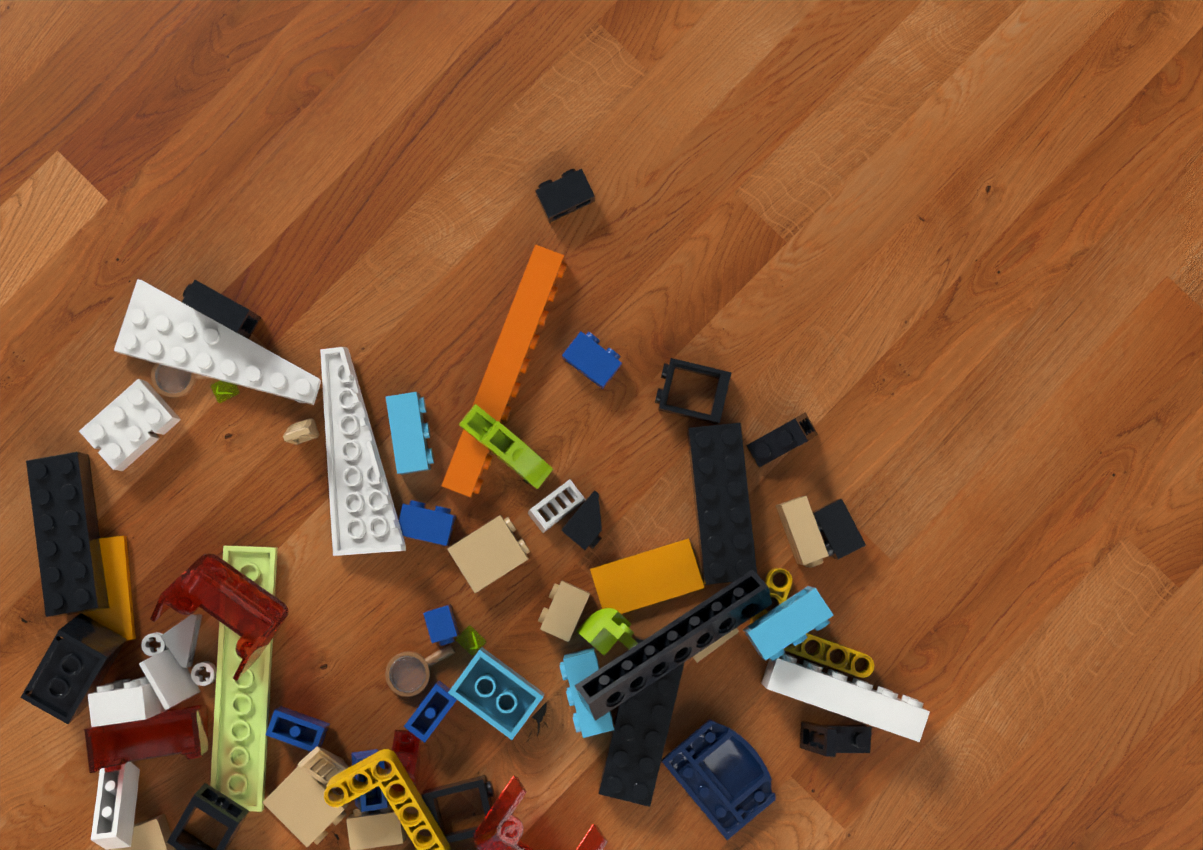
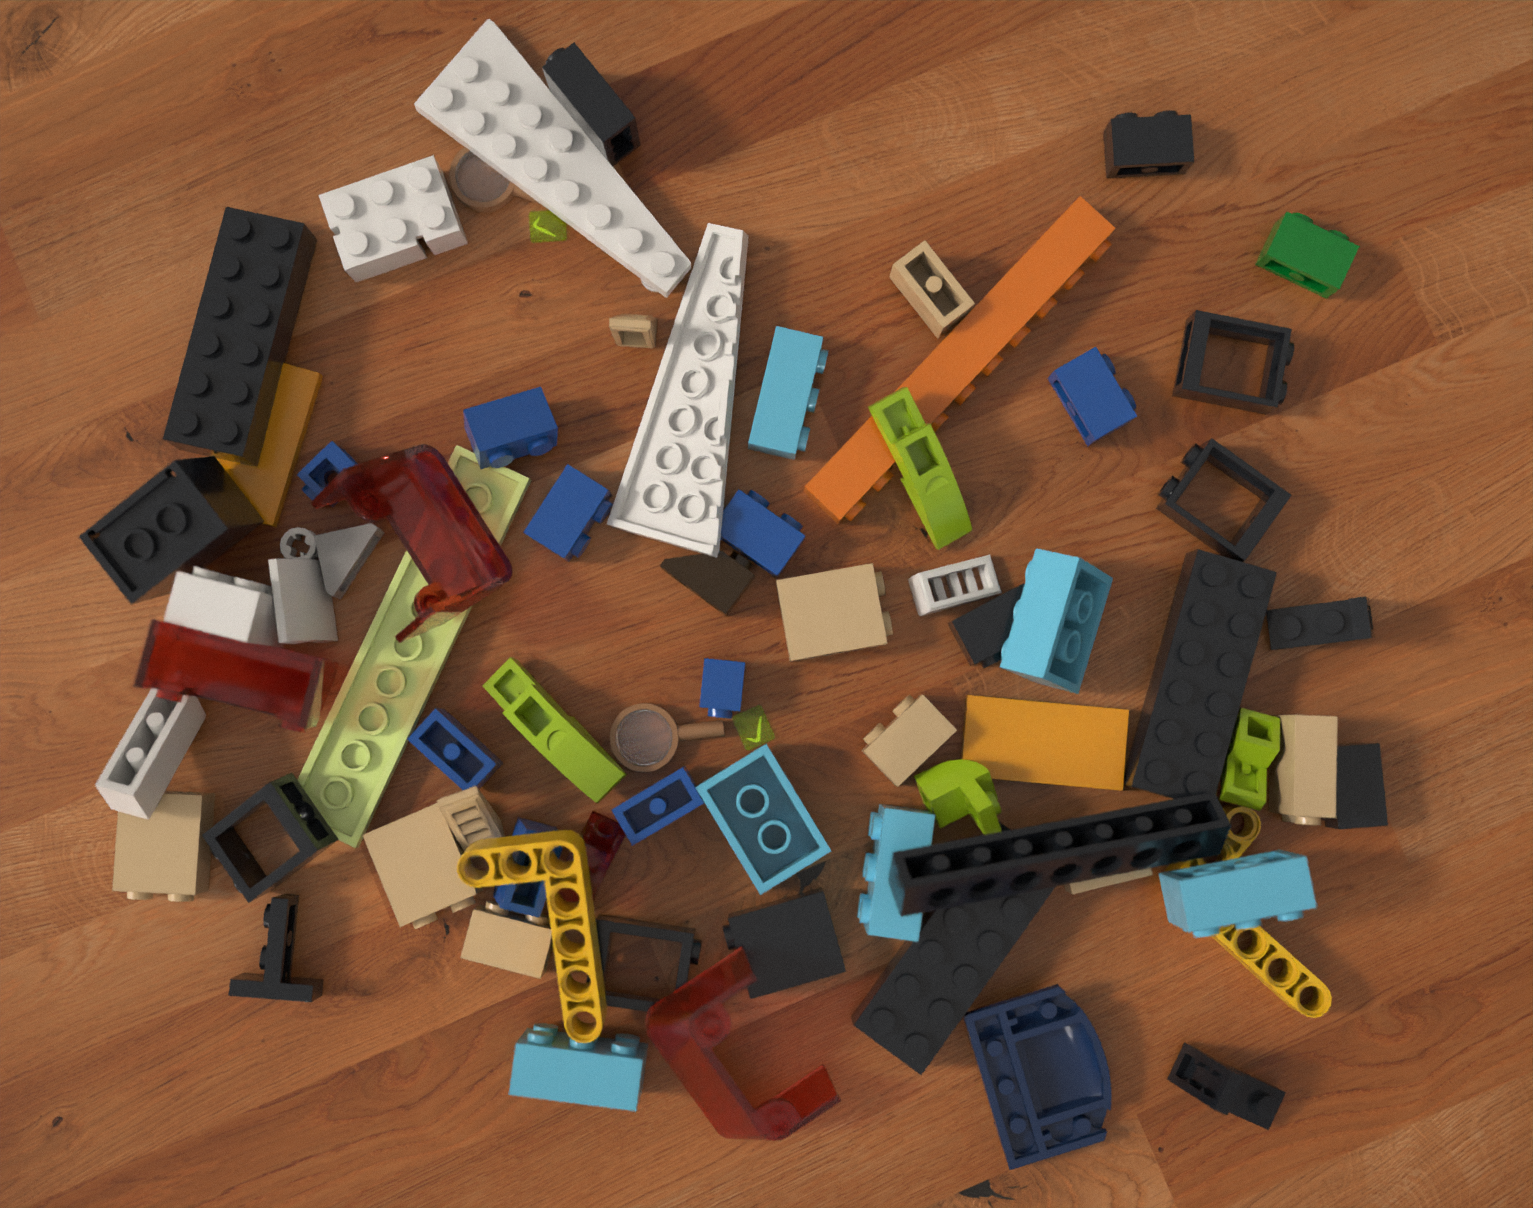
camera: 20 degrees right, 0 degrees up
(146, 597) = (327, 461): none -> blue brick
(198, 679) = (342, 621): white bush -> none
(252, 523) = (511, 428): none -> blue brick
(308, 559) = (569, 514): none -> blue brick
(351, 693) = (552, 731): none -> lime slope
(412, 563) = (713, 579): none -> dark brown slope
(469, 336) = (931, 289): none -> tan brick
(540, 761) = (786, 942): none -> black brick
(622, 505) = (1056, 620): none -> medium azure brick
(686, 221) = (1307, 254): none -> green brick
(693, 290) = (1192, 354): none -> black window
(769, 539) = (1249, 754): none -> lime brick
(847, 698) = (1276, 1038): white brick -> none

